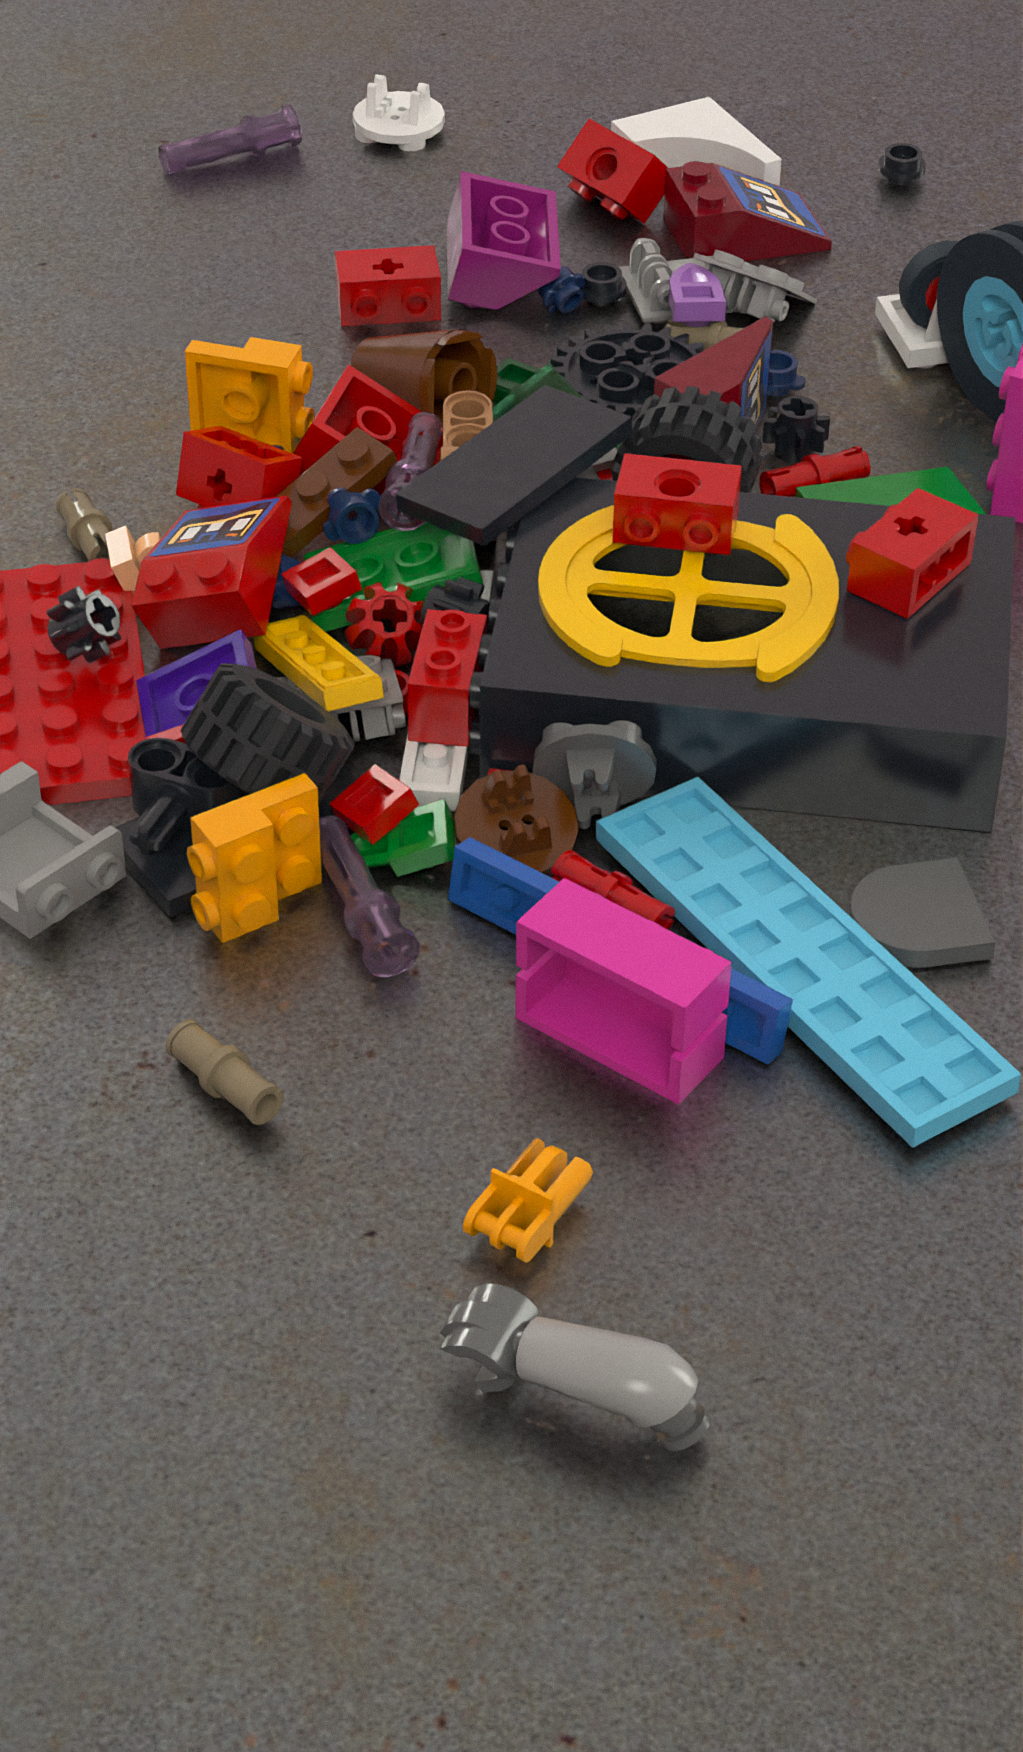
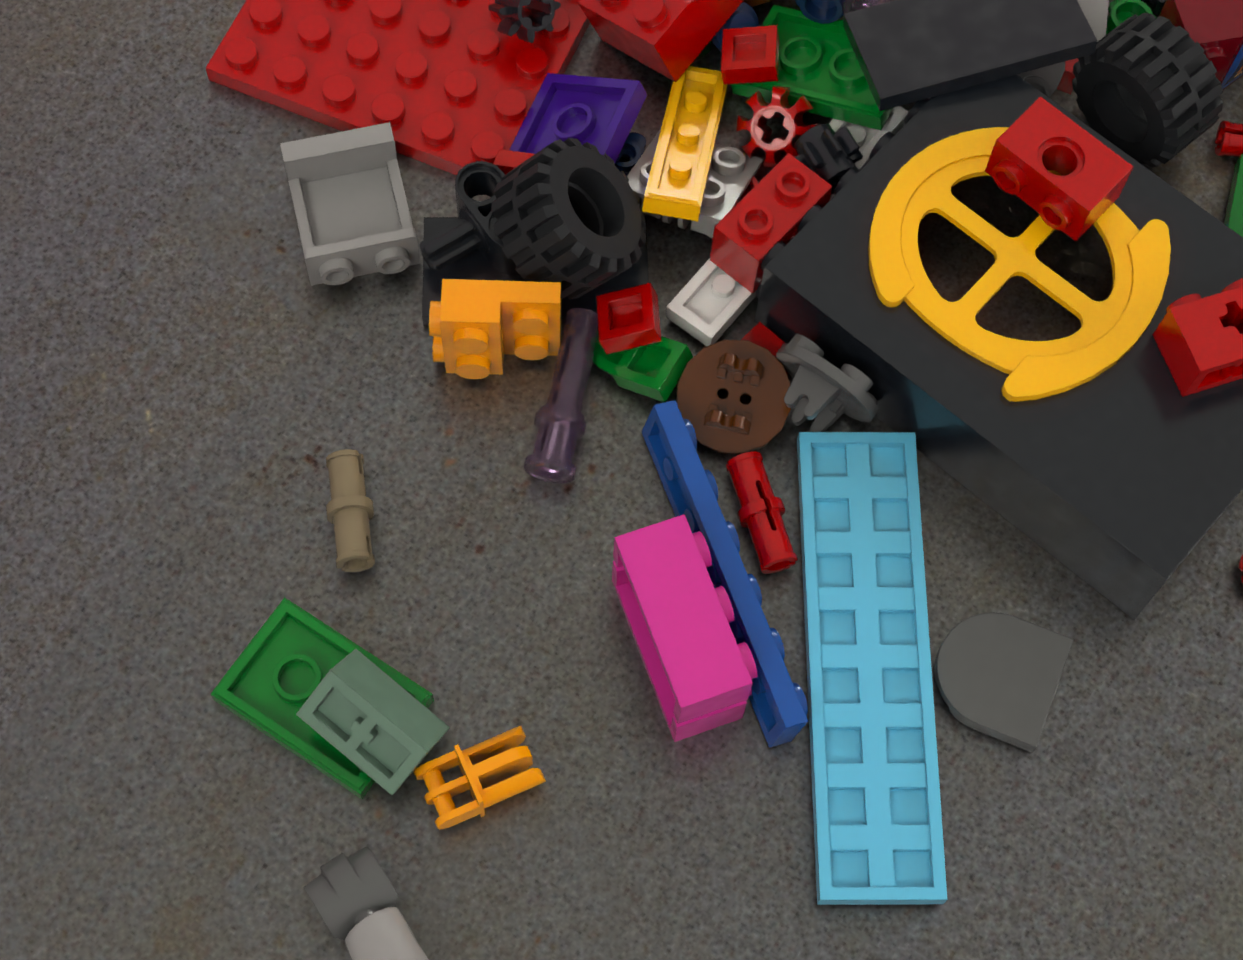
camera: 30 degrees right, 25 degrees up
(317, 1229) = (281, 673): none -> green tile
(395, 1197) = (372, 721): none -> sand green hinge

